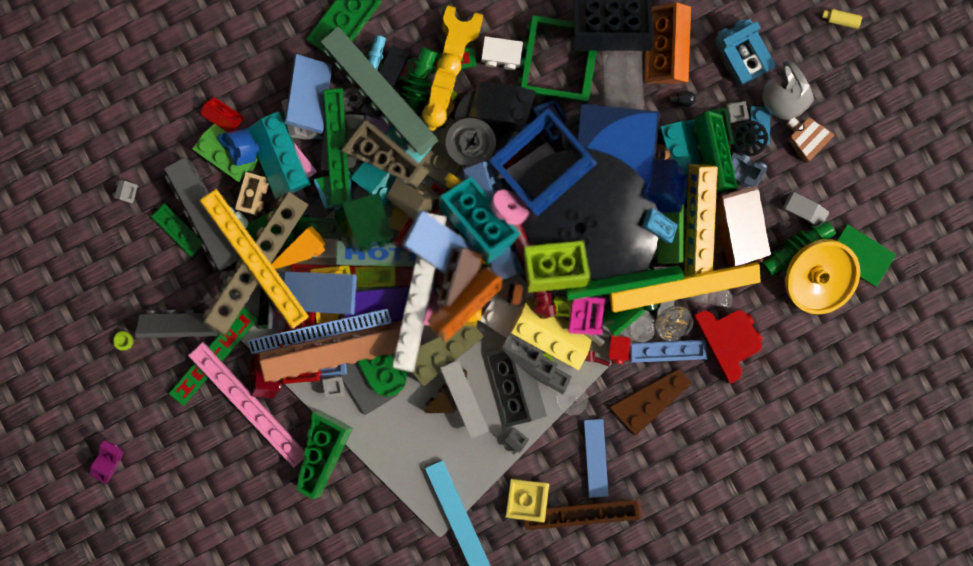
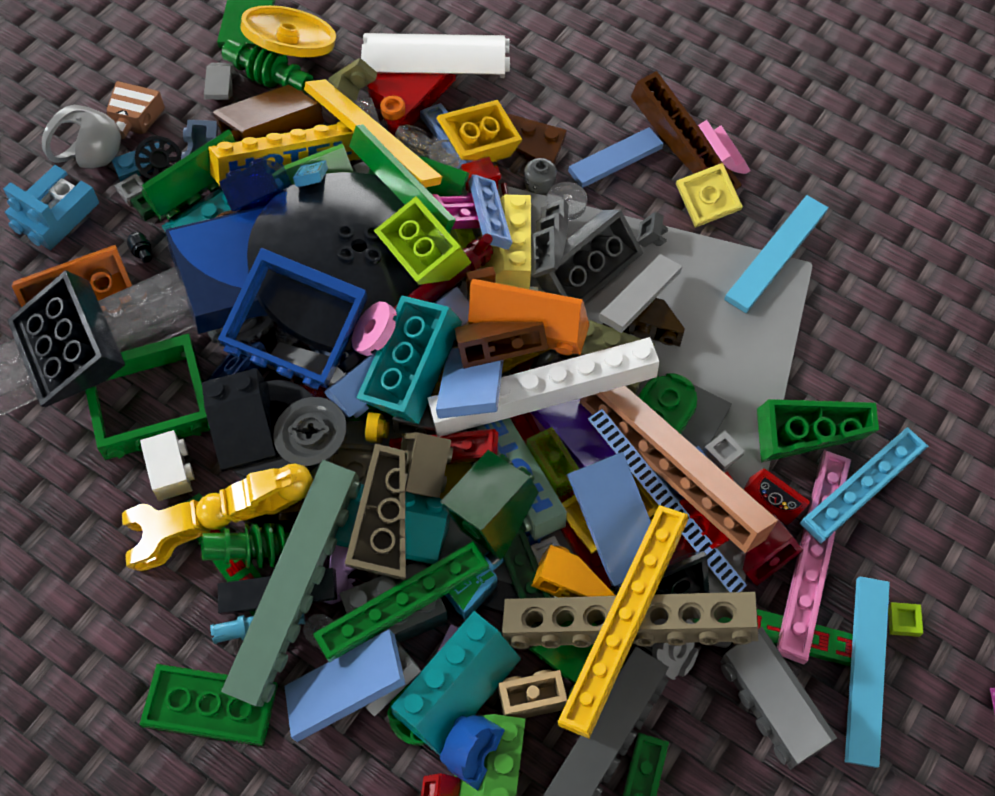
camera: 120 degrees left, 25 degrees down
(123, 340) = (845, 778): lime tile -> none
(168, 388) = (867, 673): none -> medium azure tile
(185, 433) = (905, 619): none -> lime tile
(272, 463) = (863, 485): none -> medium azure tile
(292, 402) = (776, 496): none -> slope
(558, 534) = (724, 148): none -> bright pink slope
(574, 332) = (490, 211): none -> medium blue tile
(601, 392) = (540, 176): none -> dark grey head
(650, 363) = (481, 132): none -> yellow slope
(708, 317) = (392, 107): none -> orange tile
(749, 297) = (353, 78): none -> olive slope
(749, 374) = (436, 53): none -> white cylinder

